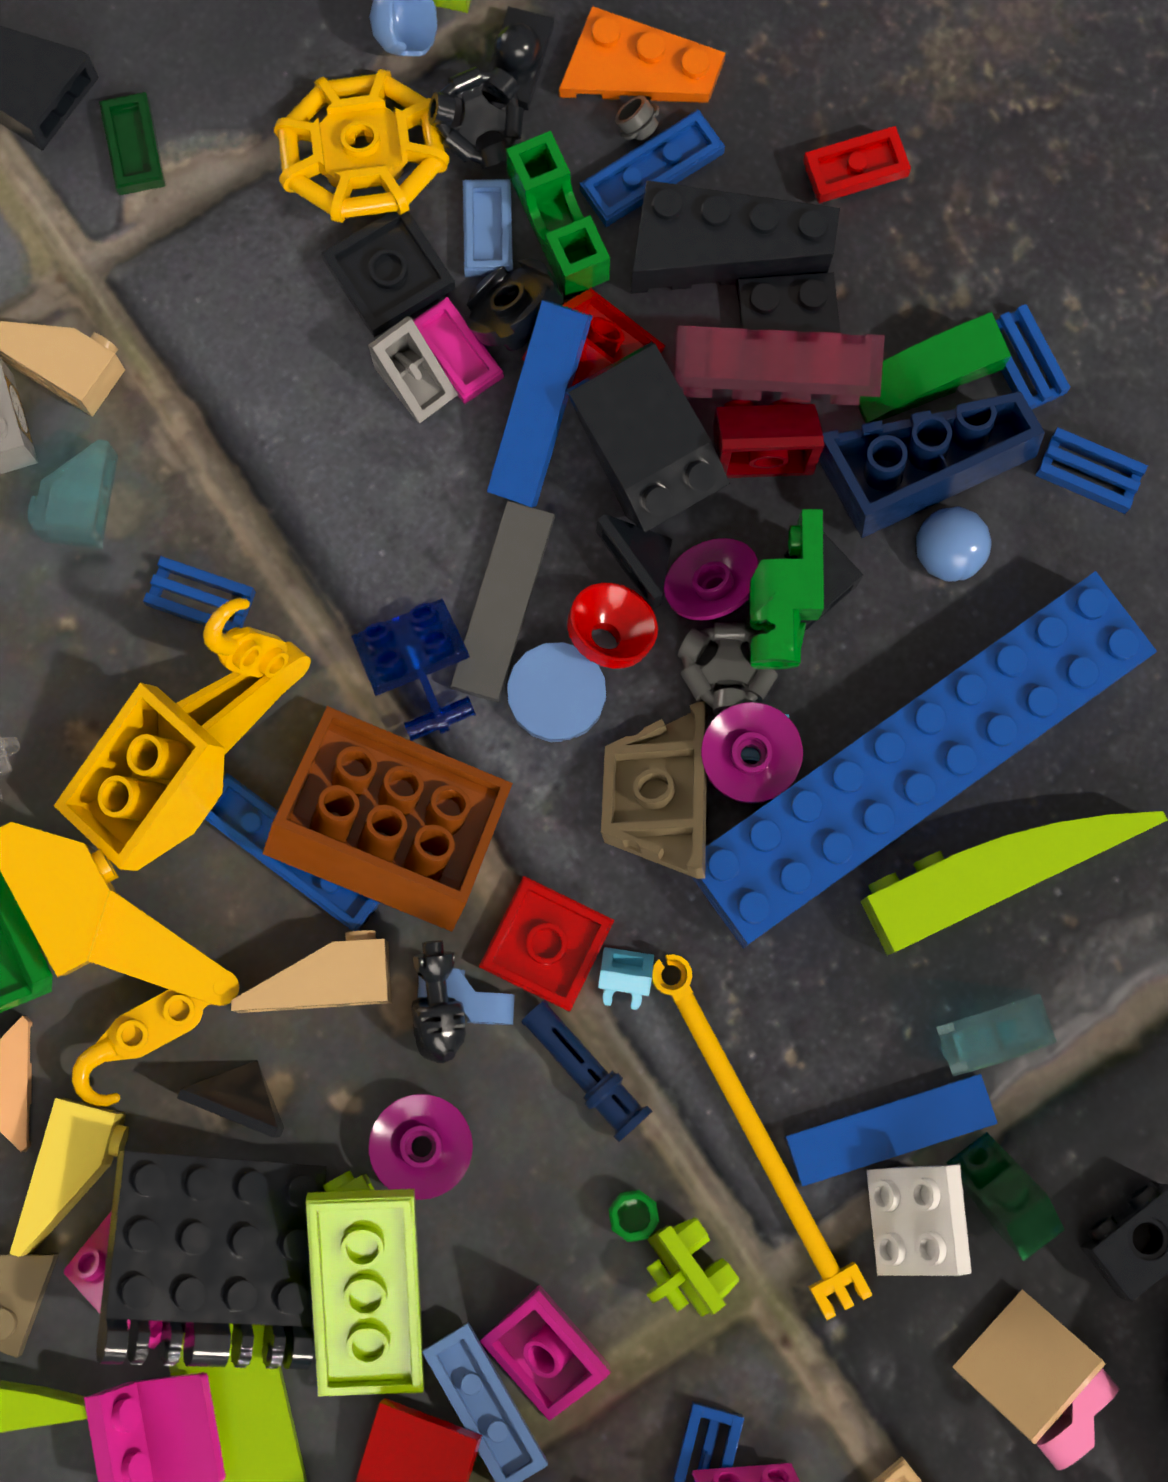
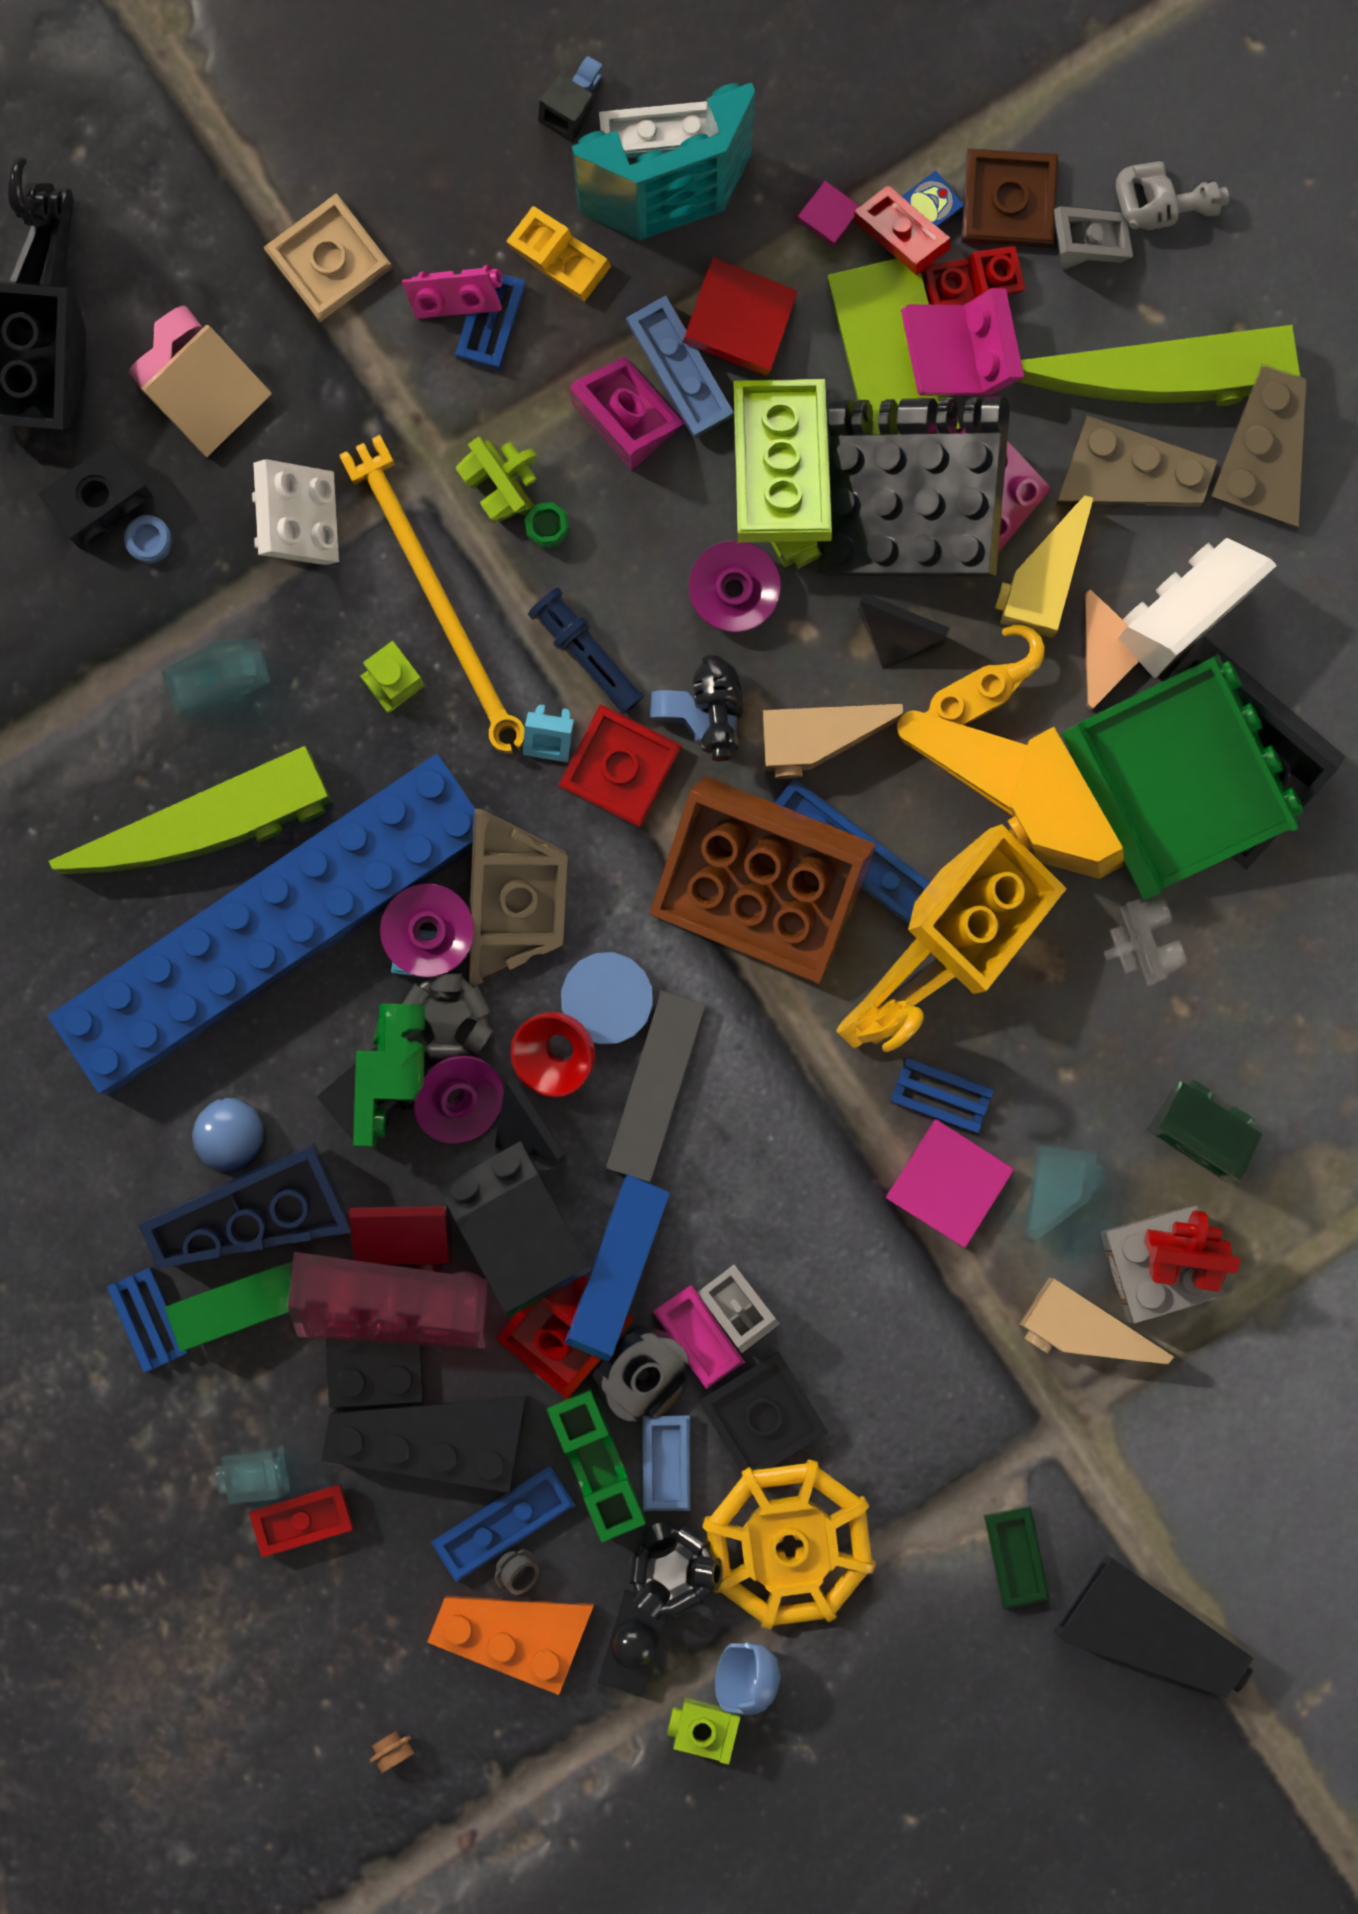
camera: 175 degrees left, 5 degrees up
(193, 506) = (949, 1183): none -> dark pink tile
(411, 650) = (741, 1033): clear blue plate -> none
(802, 1036) = (391, 677): none -> lime brick
(890, 1130) = (315, 595): blue tile -> none
(906, 200) = (253, 1475): none -> clear light blue slope
(1007, 1196) = (217, 536): clear green slope -> none
(1081, 1192) = (148, 539): none -> medium blue tile
(1099, 454) = (55, 1189): blue tile -> none

